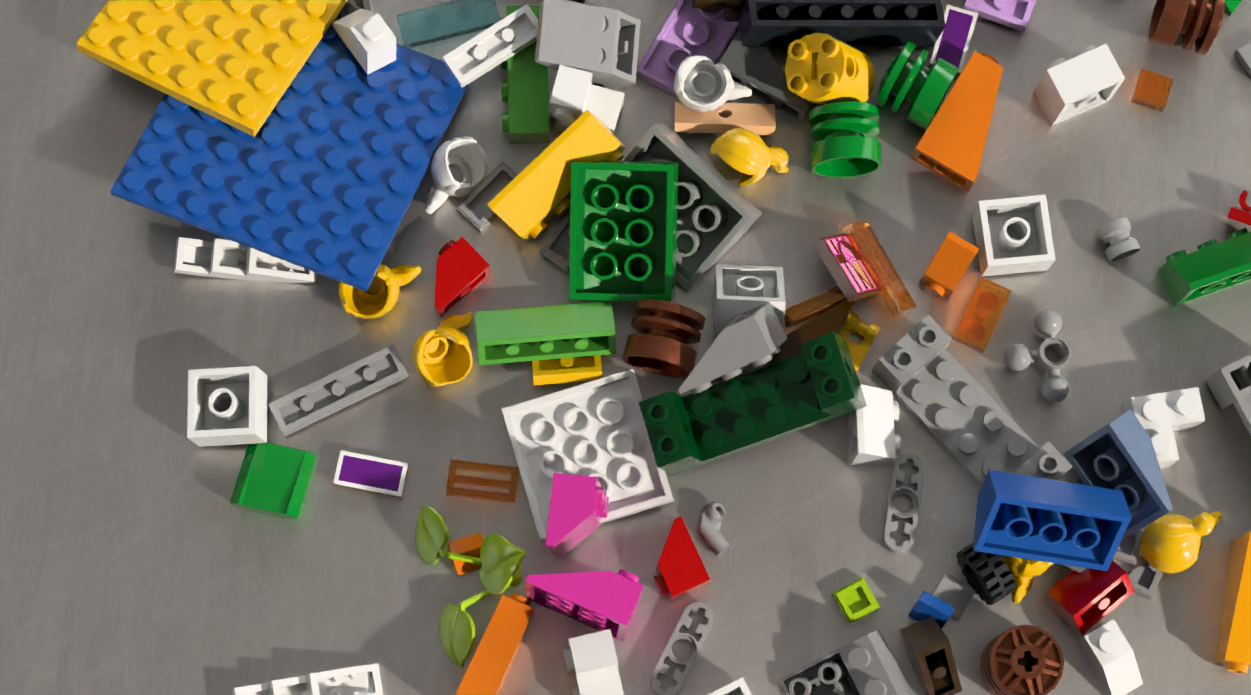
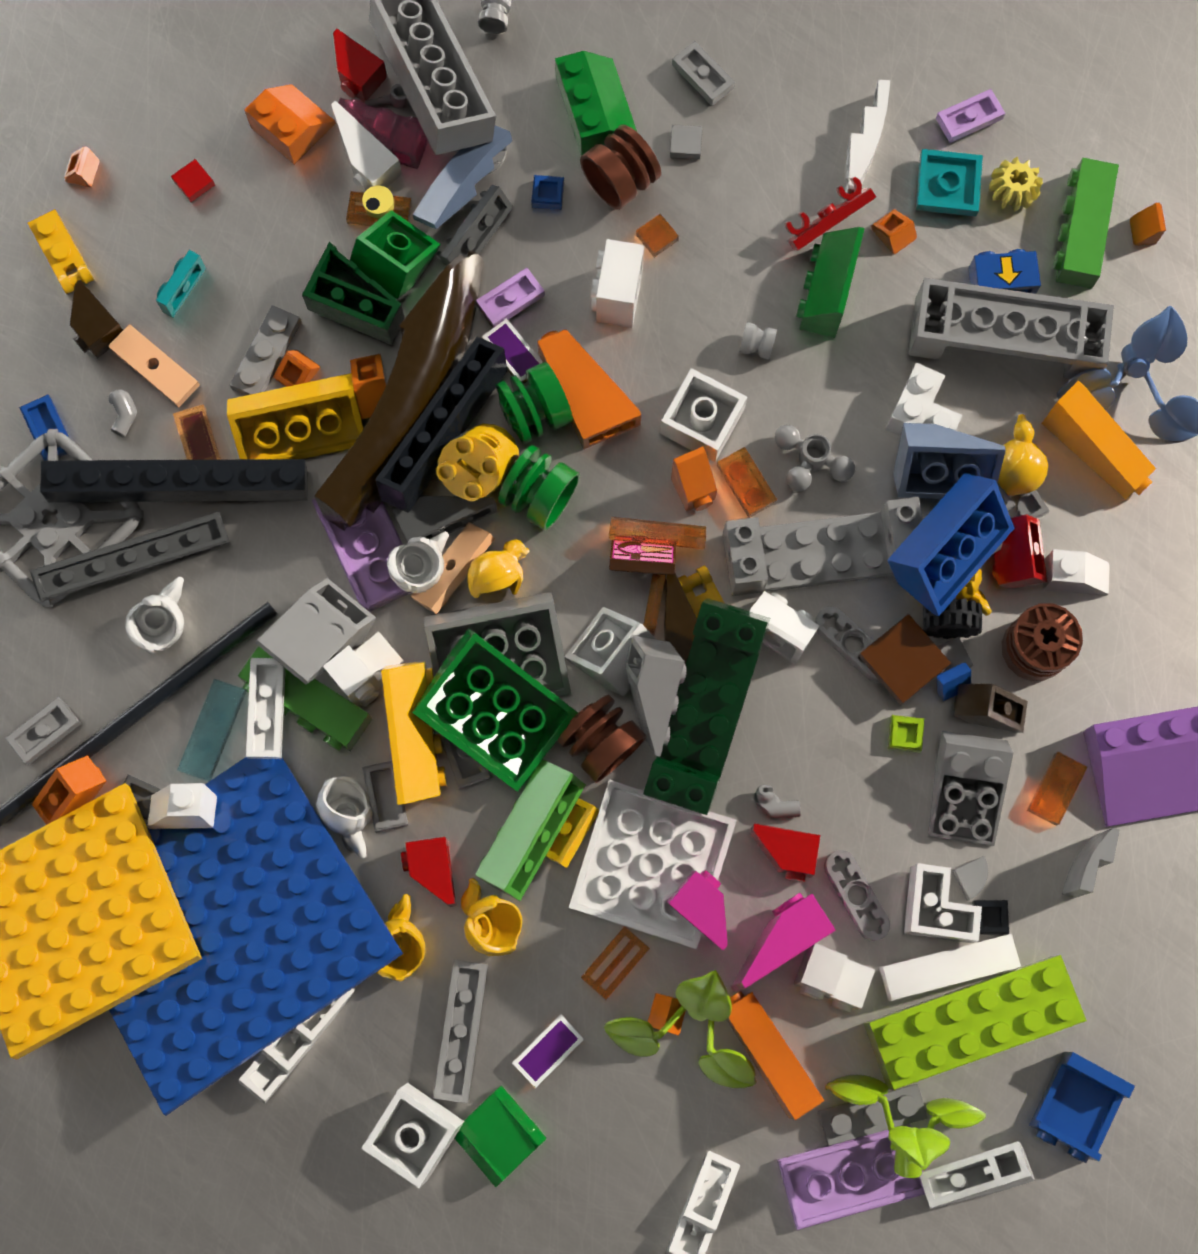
camera: 50 degrees left, 0 degrees up
(919, 553) = (904, 659): none -> reddish brown tile

